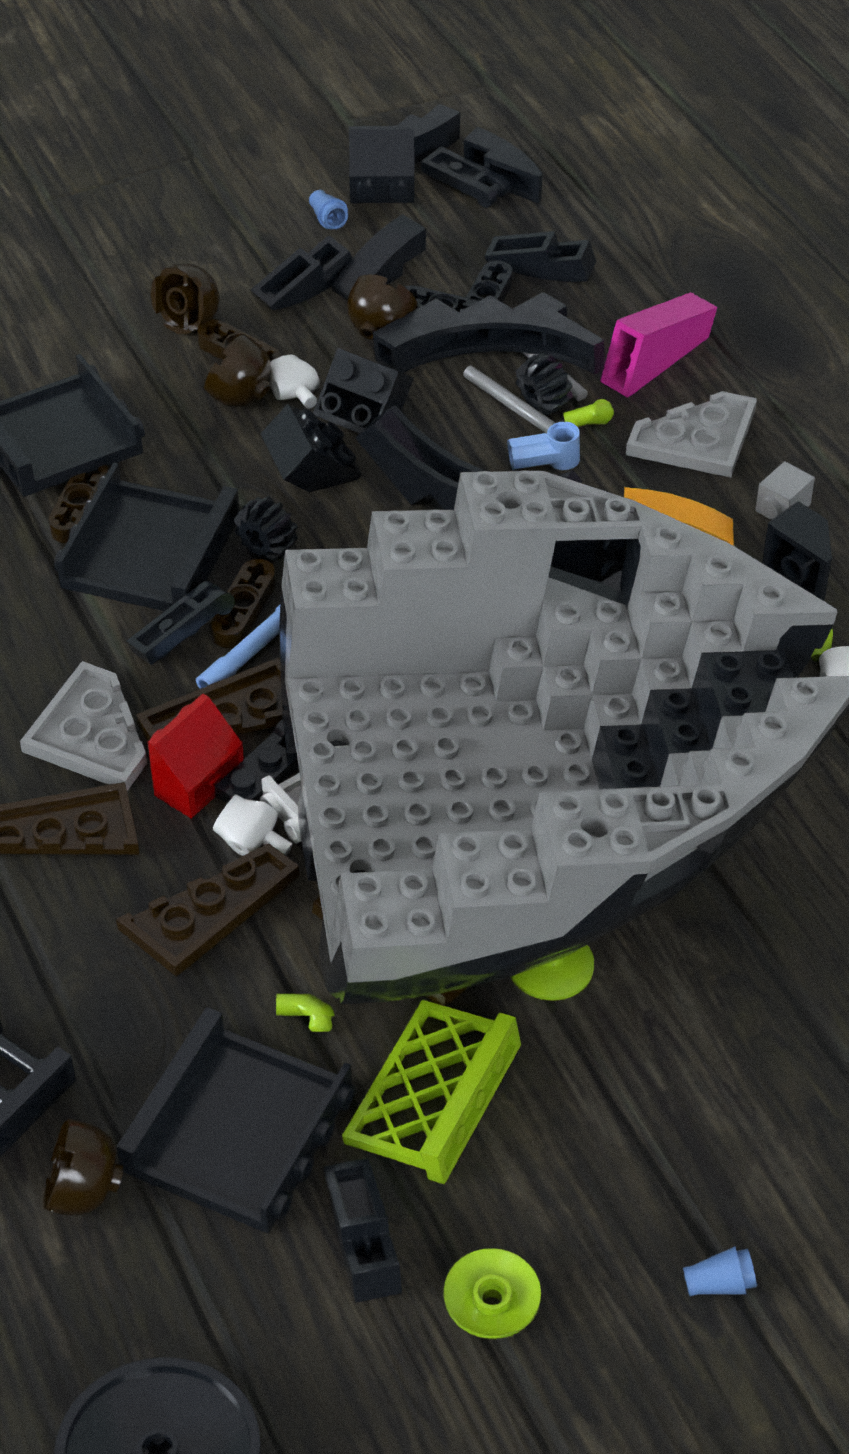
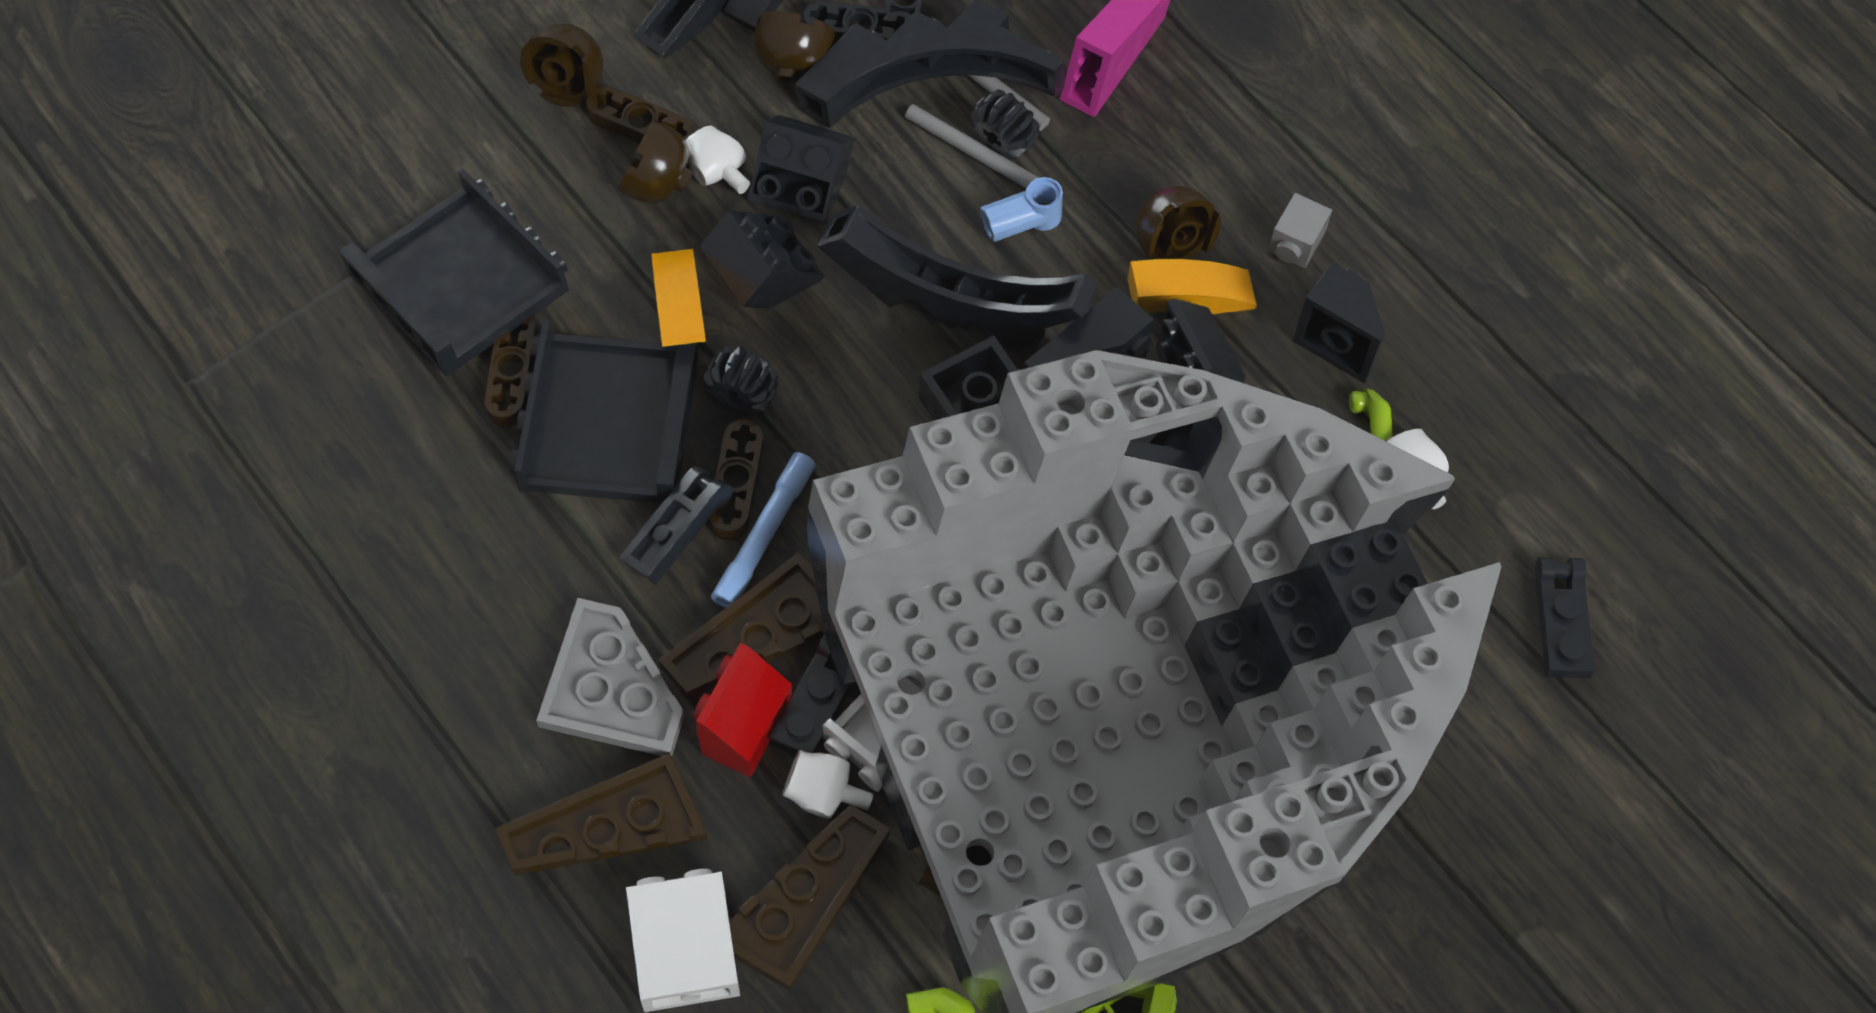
camera: 15 degrees left, 15 degrees up
(92, 920) = (682, 940): none -> white panel
(230, 462) = (678, 298): none -> light orange slope
(595, 414) = (1070, 149): lime arm -> none
(676, 468) = (1177, 224): none -> dark brown cylinder
(696, 436) = (1191, 153): light grey plate -> none

